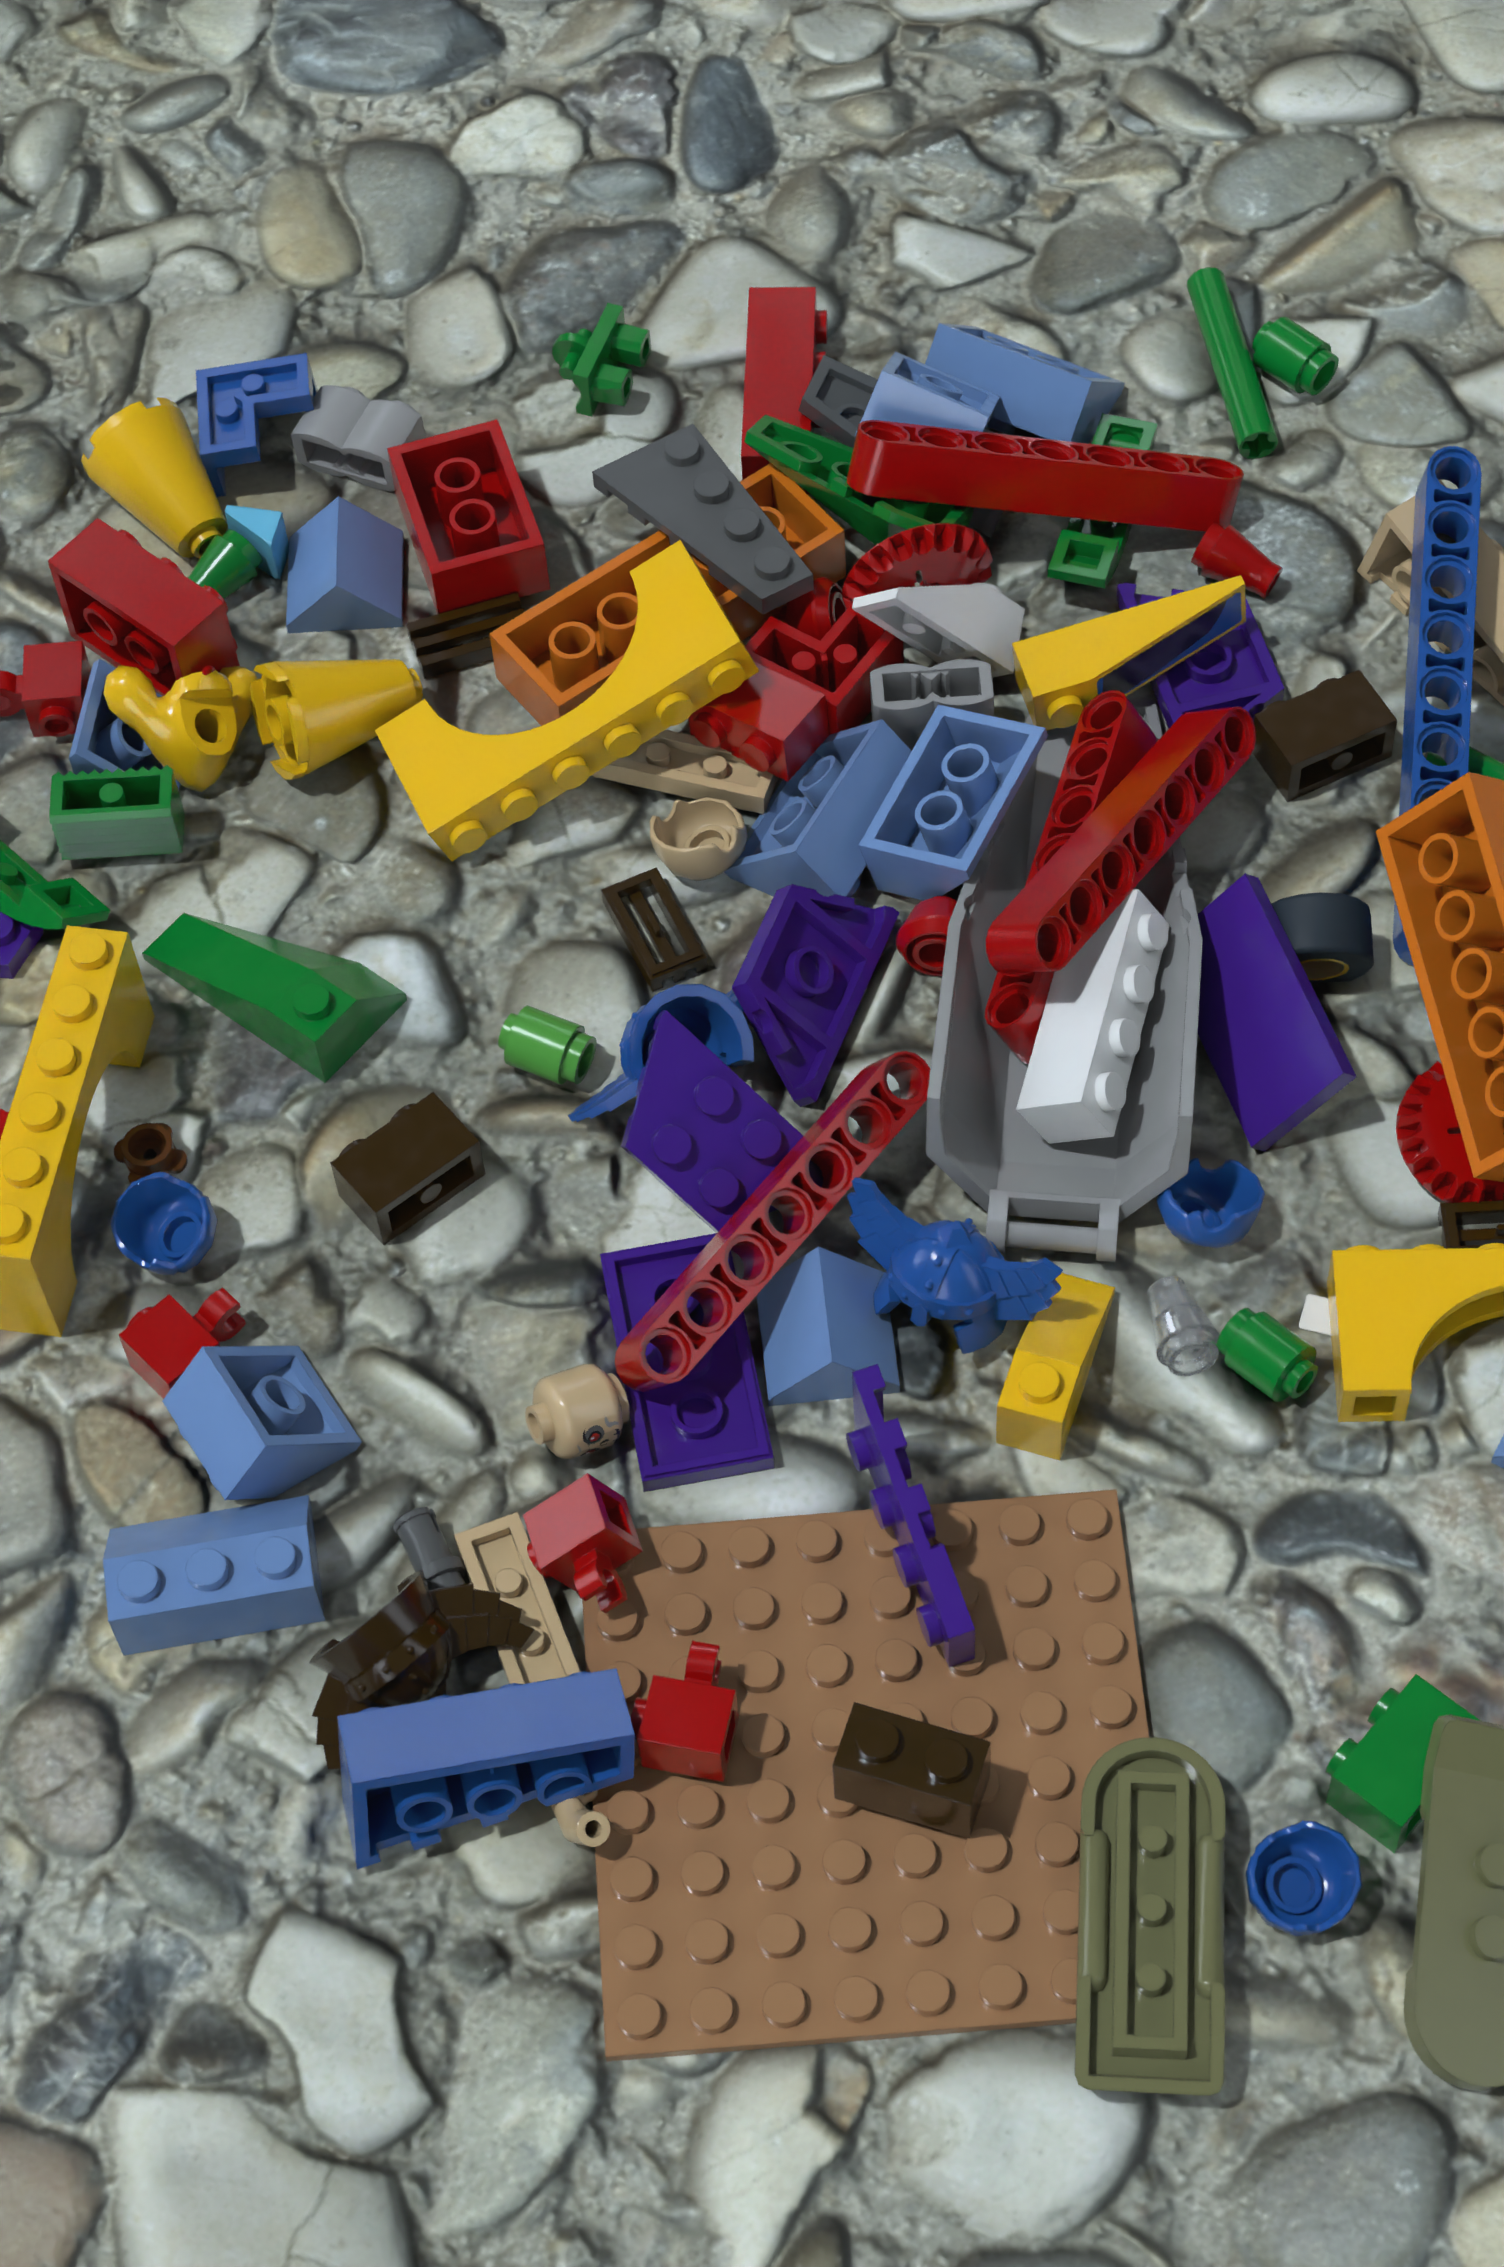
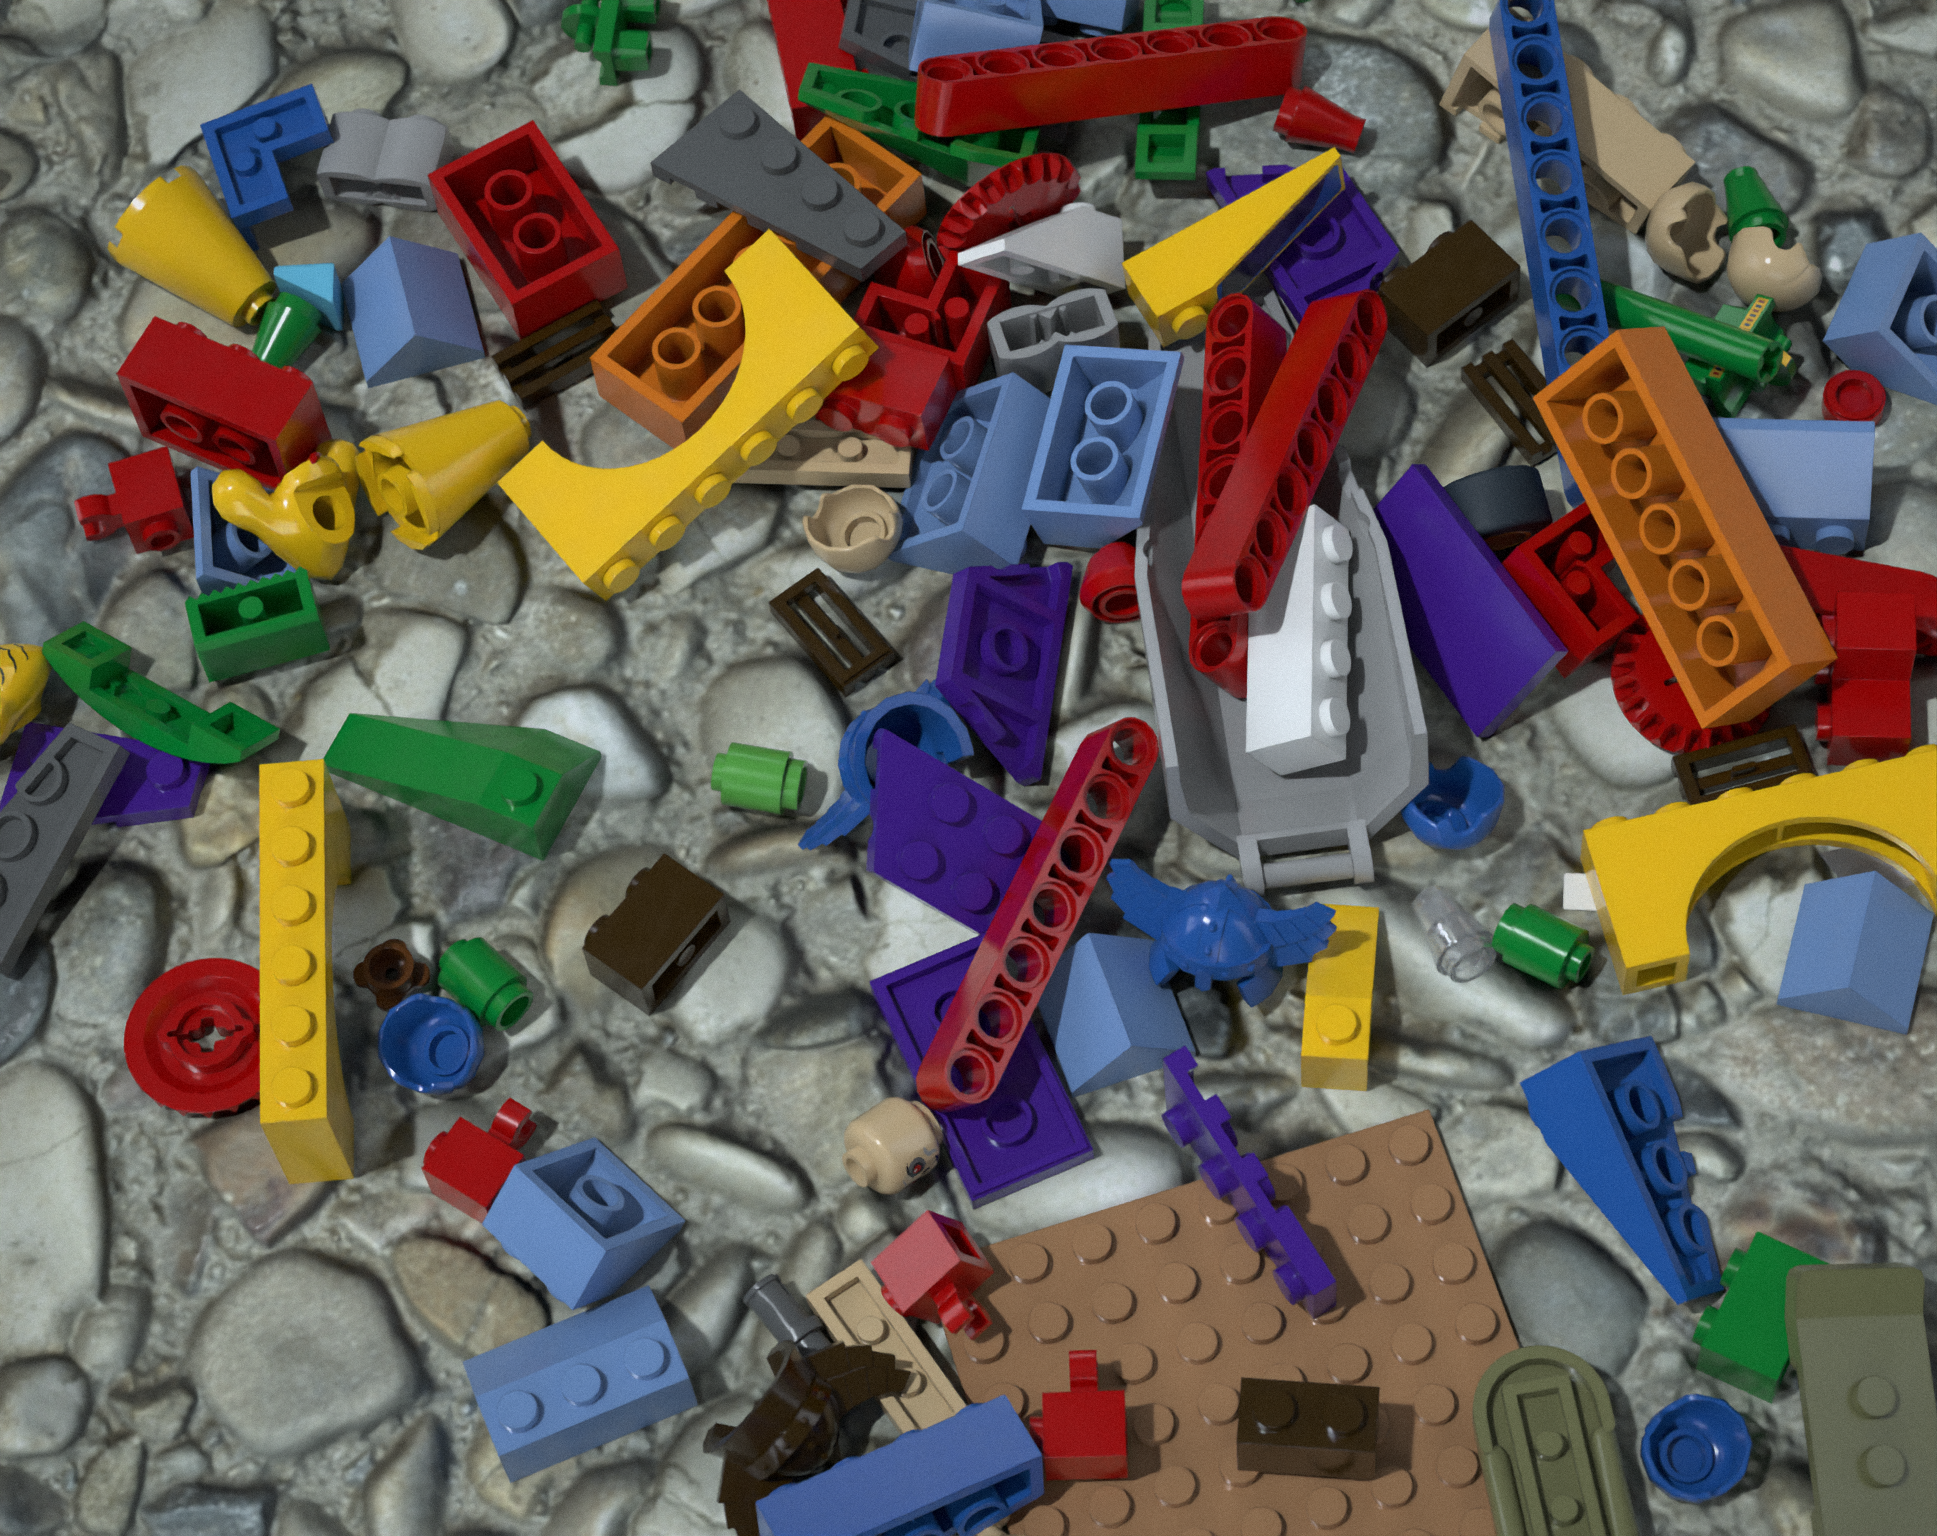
camera: 10 degrees left, 5 degrees up
(233, 1180) = (484, 983): none -> green brick
(1298, 1548) = (1614, 1131): none -> blue wedge
(1355, 812) = (1495, 365): none -> dark brown tile
(1375, 1016) = (1568, 585): none -> red brick

